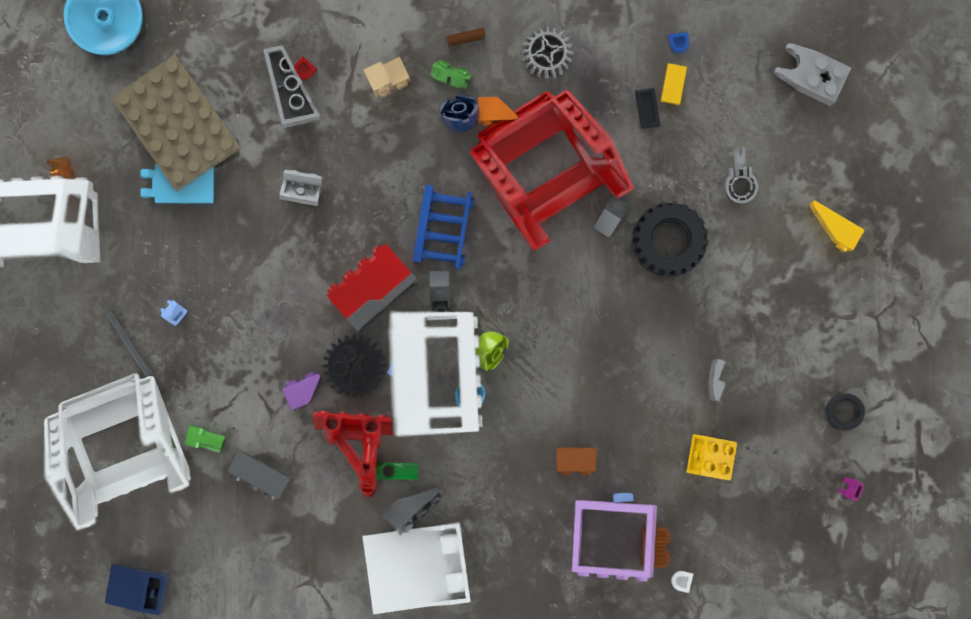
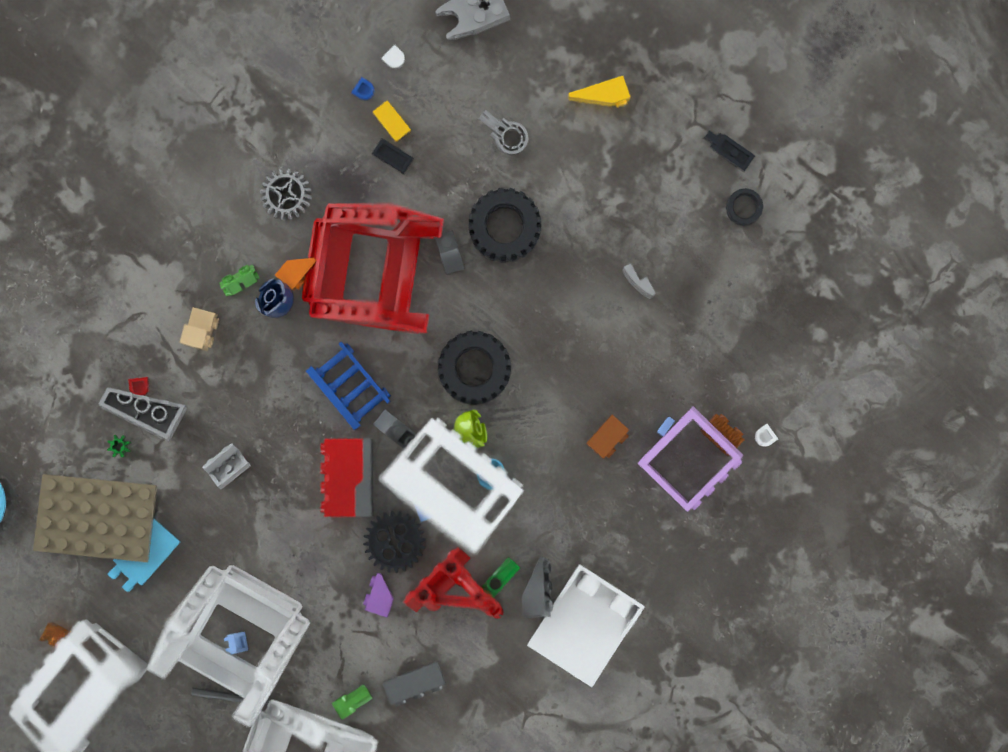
camera: 45 degrees left, 0 degrees up
(215, 298) = (250, 600): none -> white piece
(246, 98) = (124, 448): none -> green gear
(465, 37) = (221, 244): reddish brown tile -> none
(547, 285) = (474, 341): none -> black tyre
(711, 457) = (693, 334): yellow bracket -> none
(723, 43) = (394, 57): none -> white tile
(854, 490) = (808, 251): magenta tile -> none
(879, 362) = (730, 150): none -> black hinge

